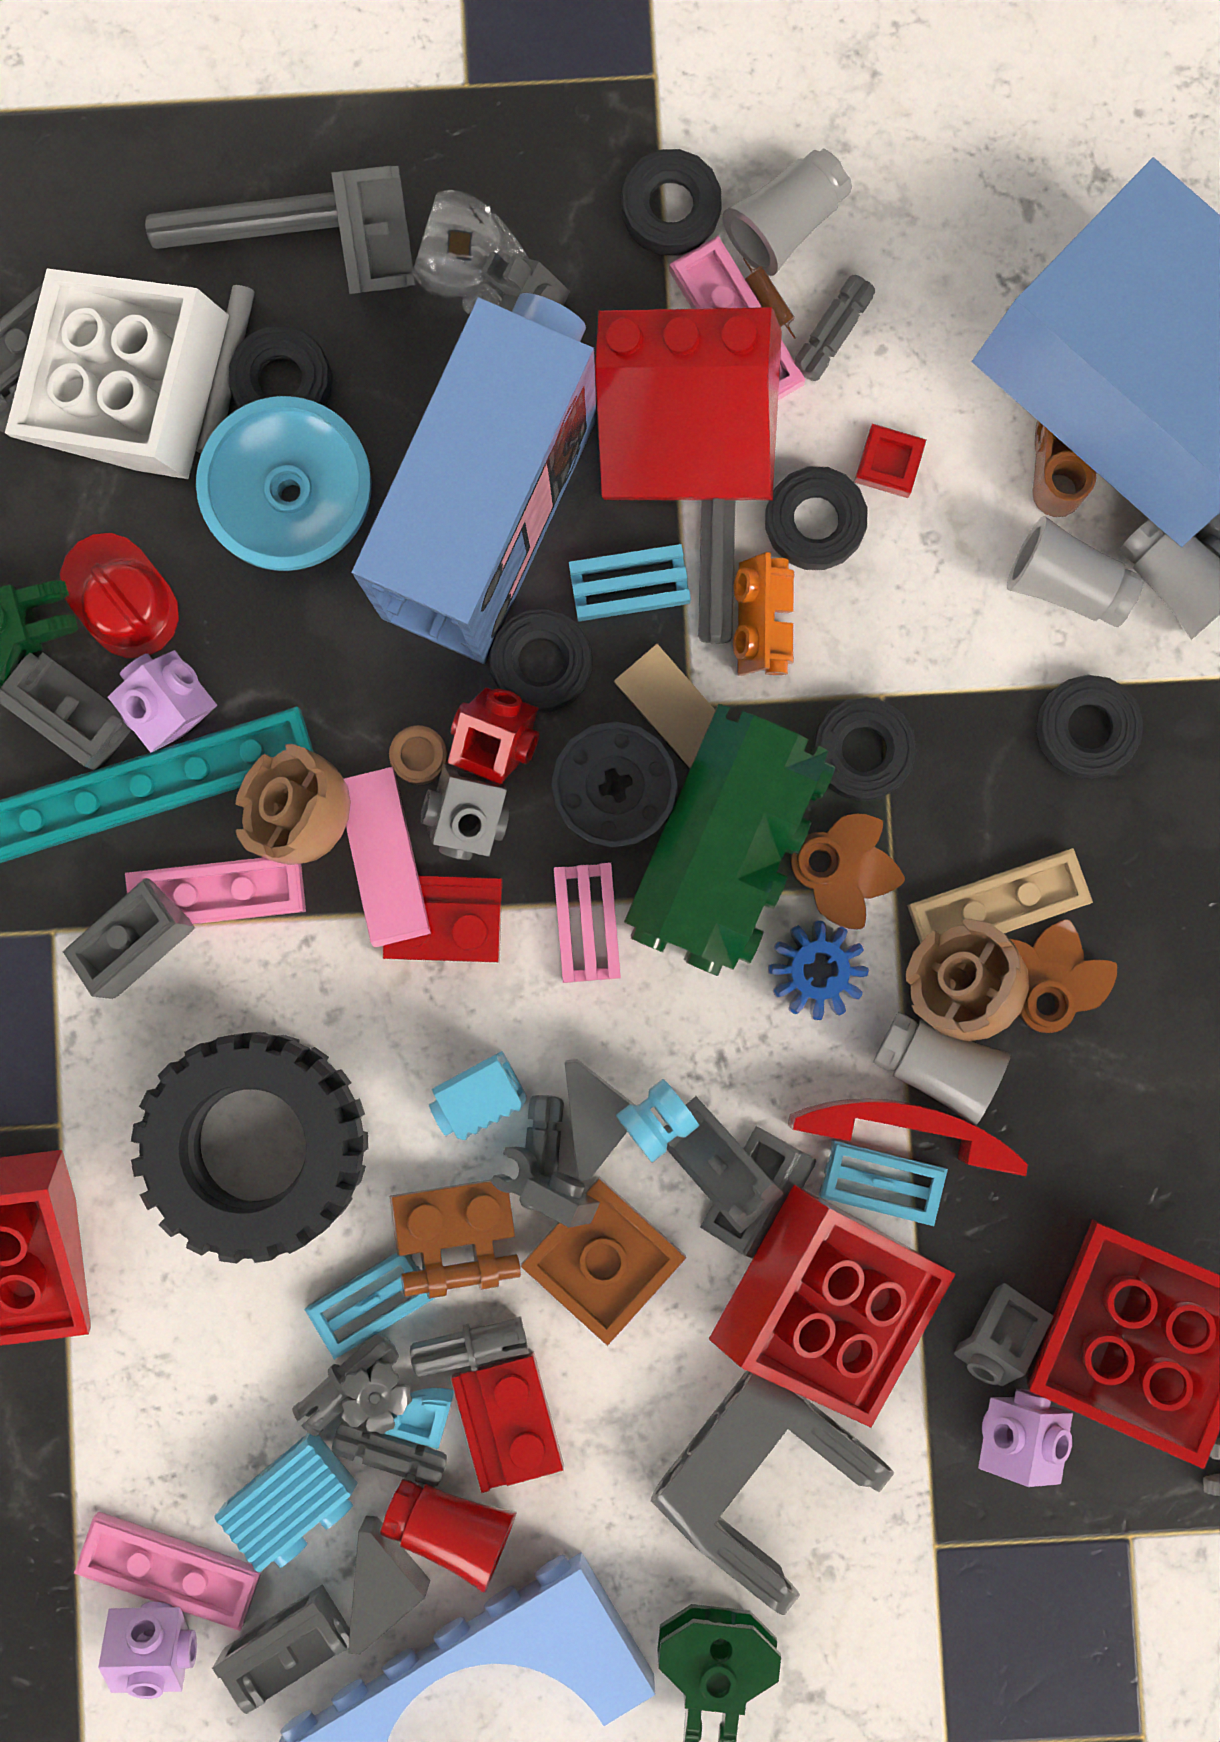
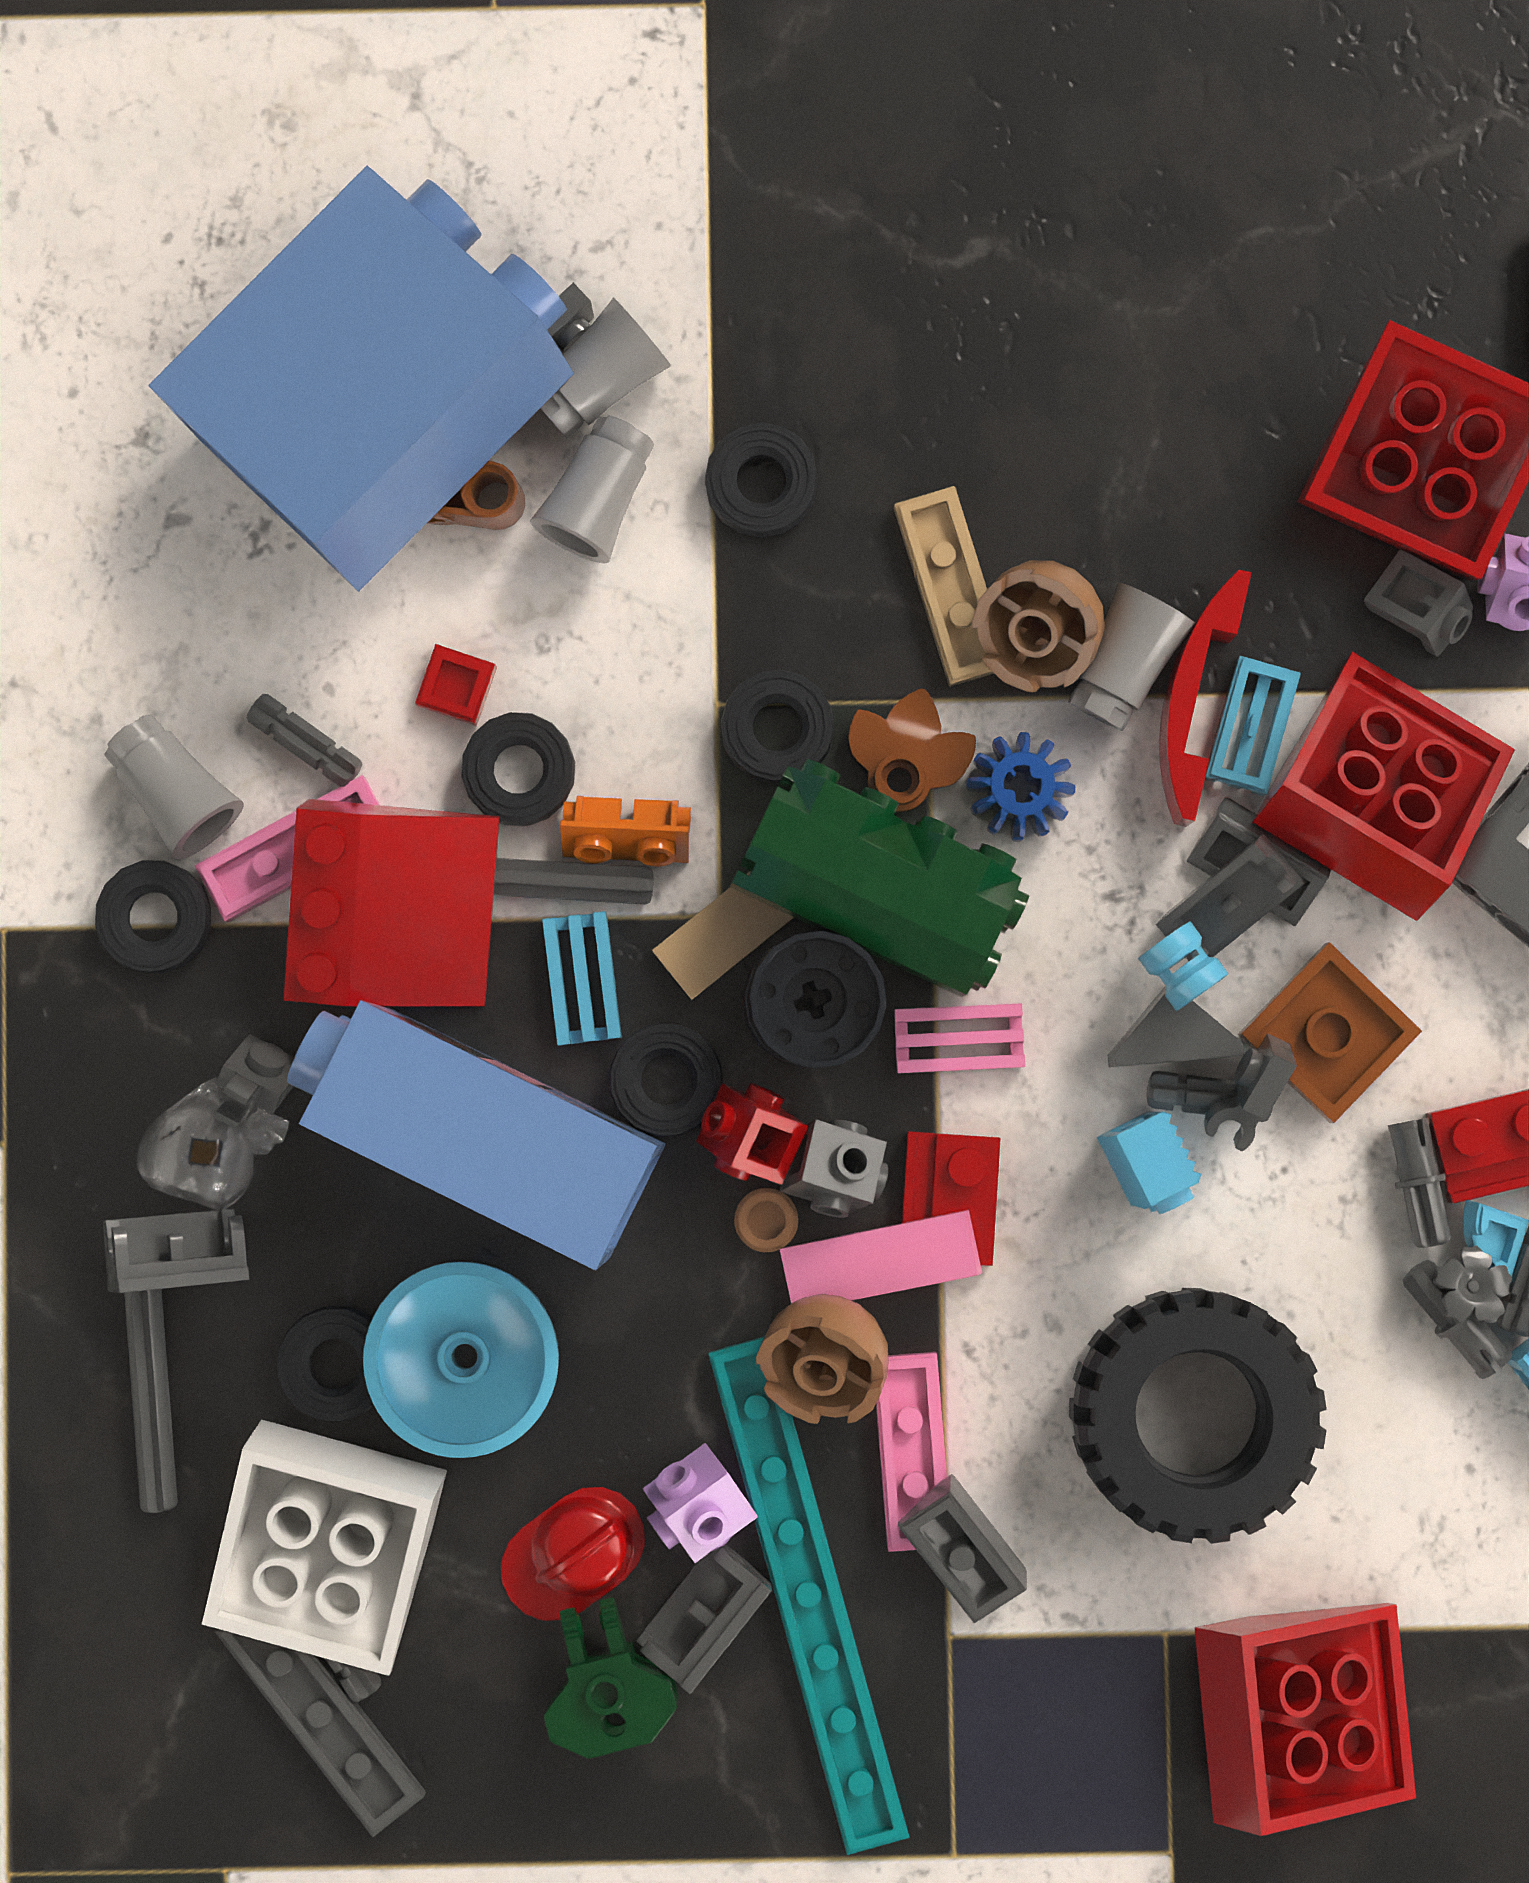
camera: 90 degrees left, 0 degrees up
(220, 393) = (353, 1432): light grey bar -> none
(327, 1328) = (1341, 1243): medium azure tile -> none
(448, 1219) = (1280, 1197): dark orange plate -> none
(769, 296) = (267, 811): dark orange piece -> none
(1059, 969) = (1024, 525): dark orange plate -> none

